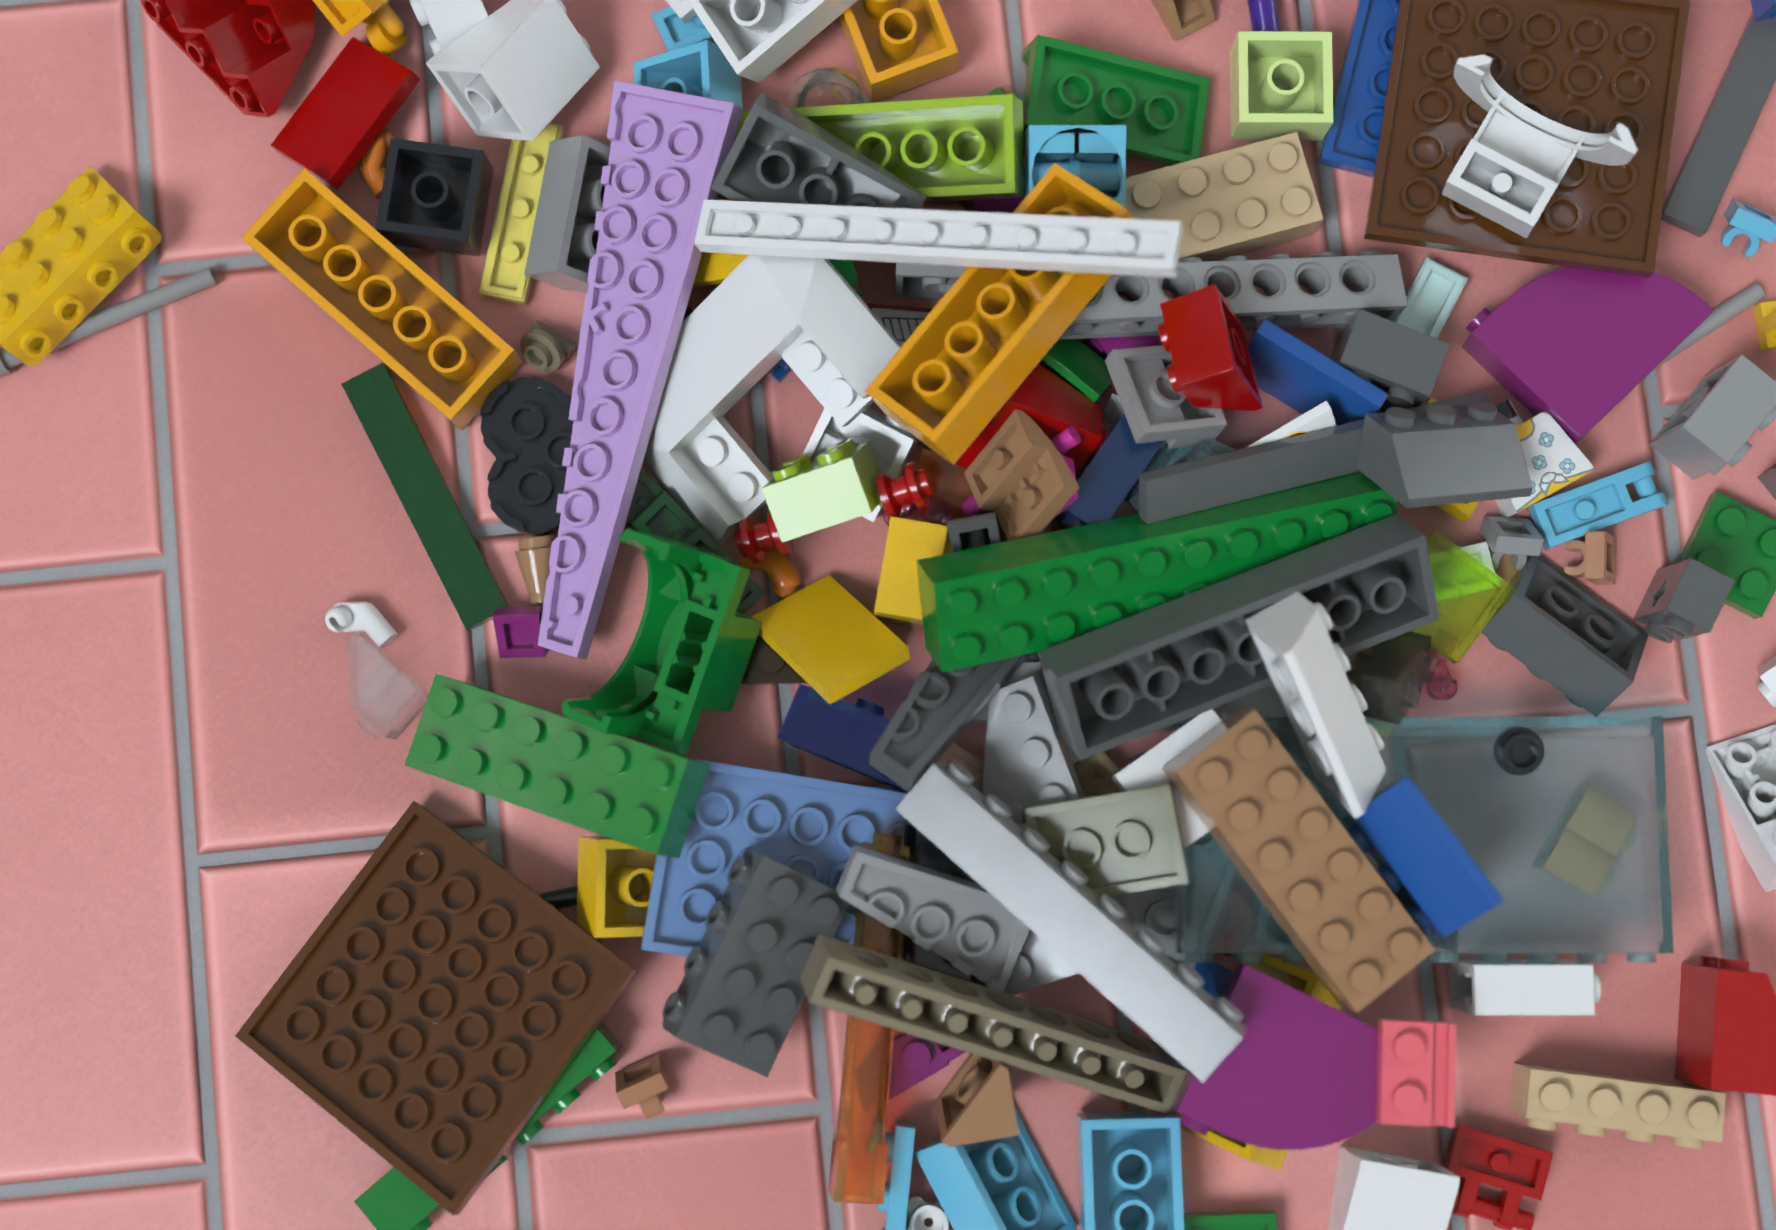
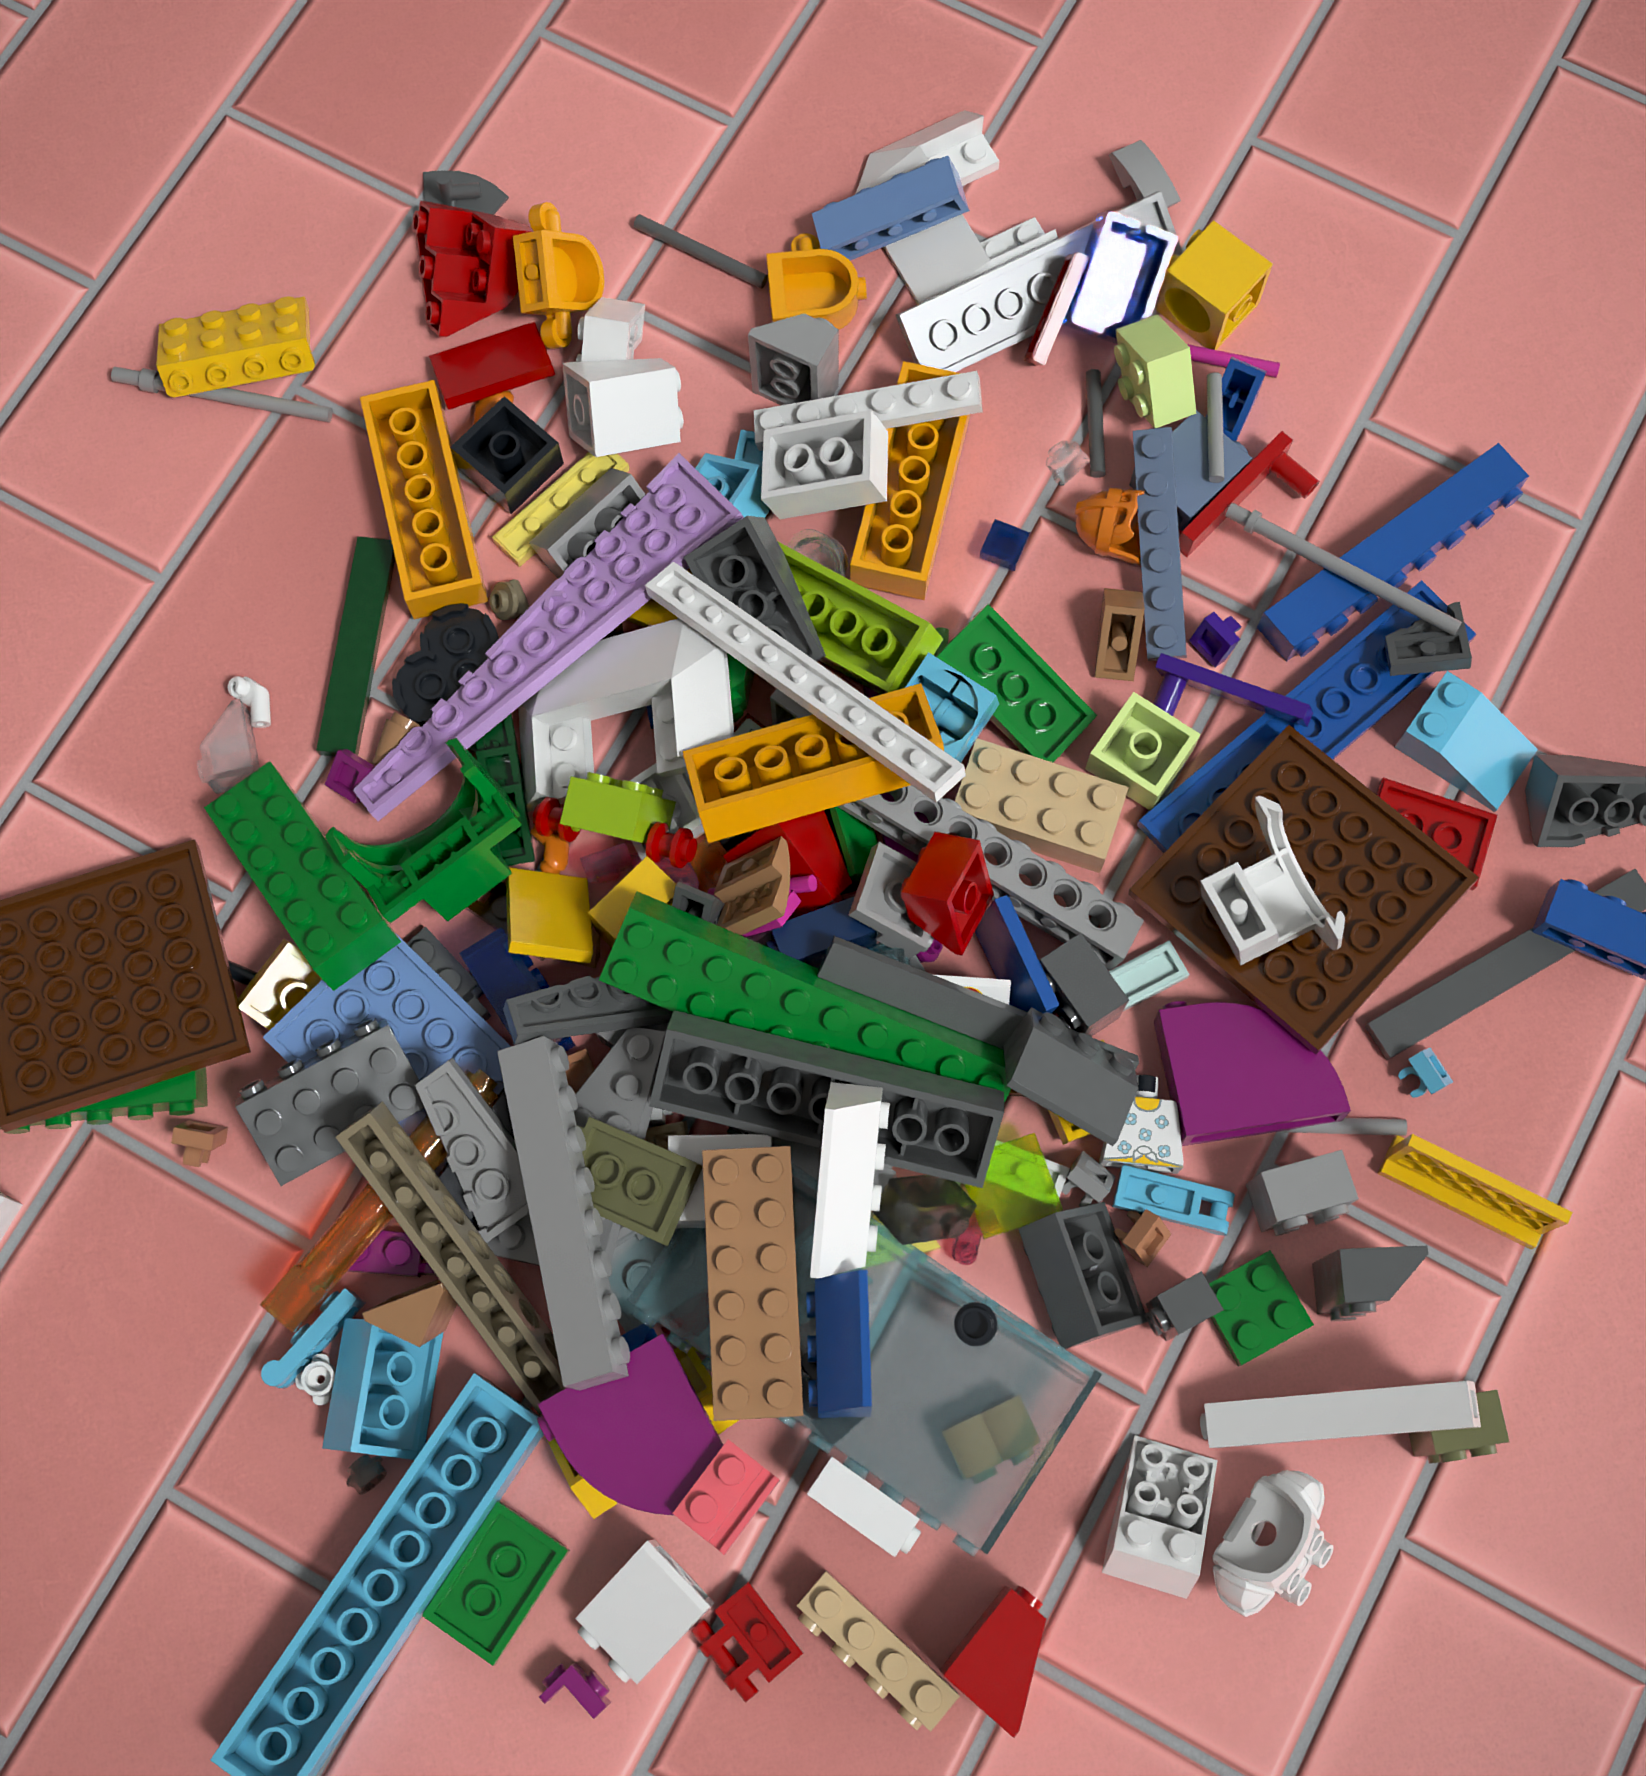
camera: 35 degrees right, 10 degrees down
(760, 755) = (449, 969): none -> dark grey hinge
(841, 548) = (608, 863): none -> clear pink bracket

